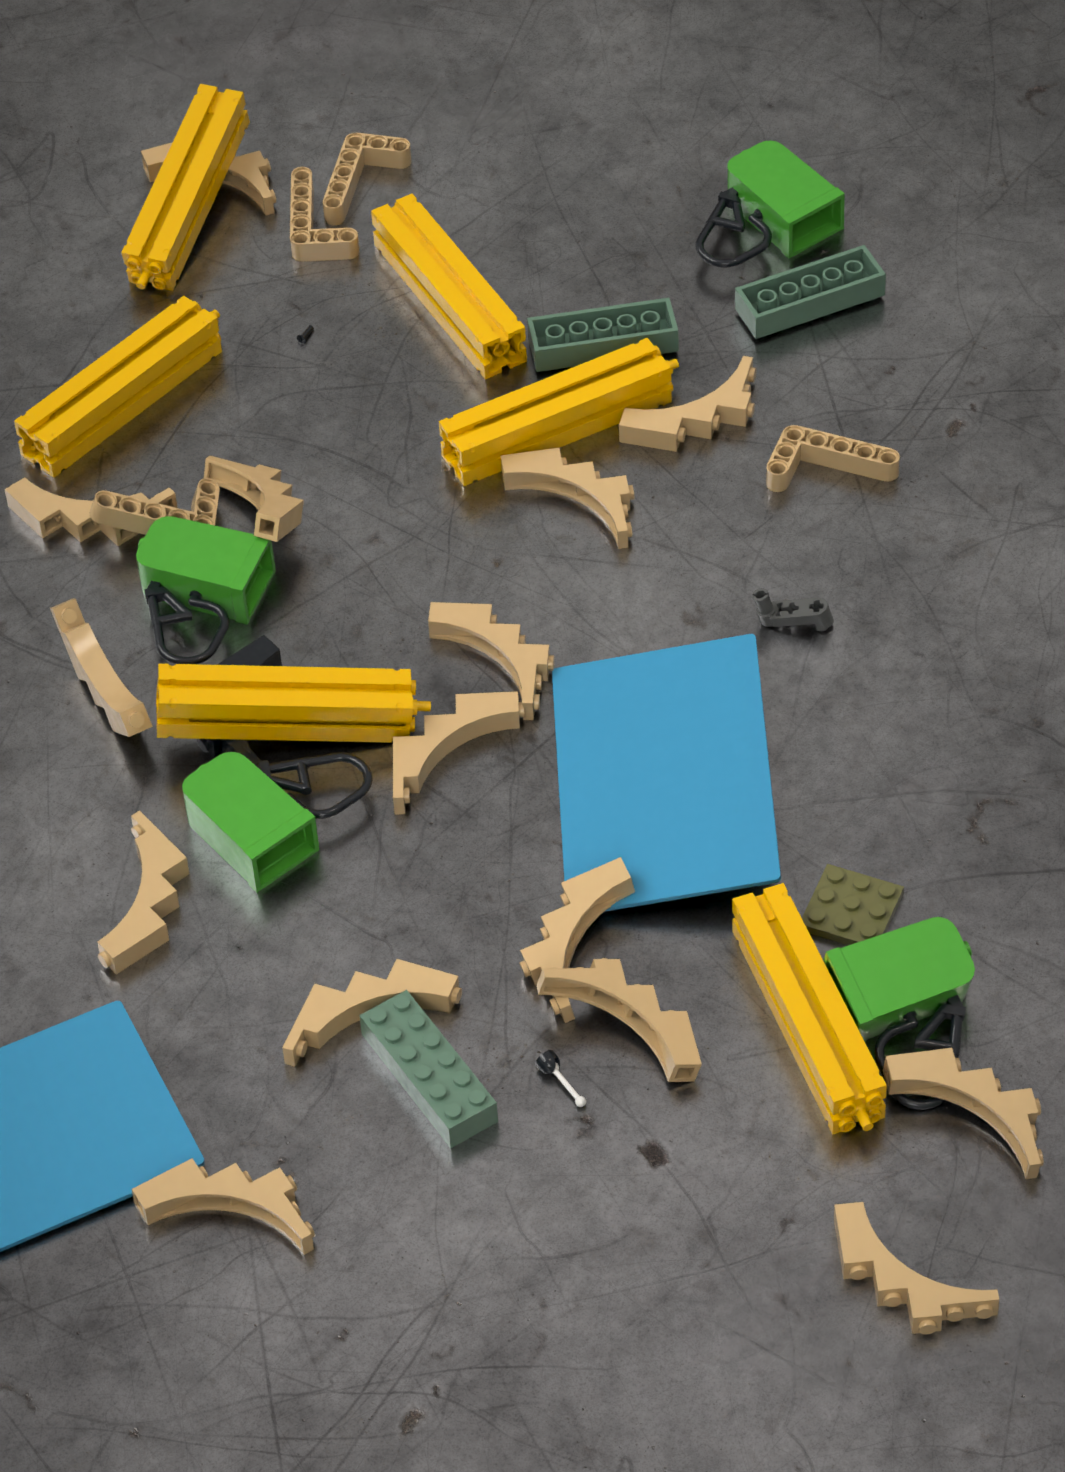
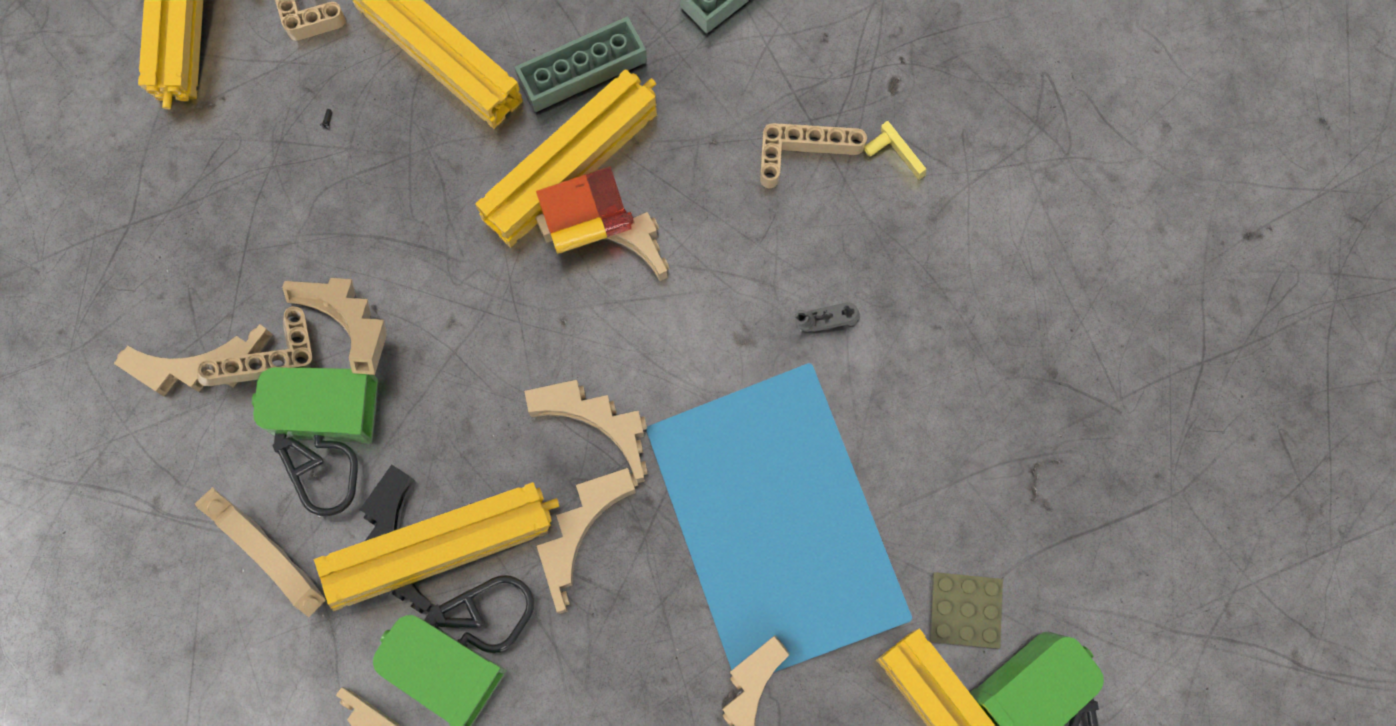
camera: 20 degrees left, 25 degrees up
(118, 386) = (181, 222): yellow brick -> none
(555, 452) = (584, 210): none -> clear red door
(698, 418) = (664, 147): tan arch -> none
(929, 467) = (890, 135): none -> light yellow piece

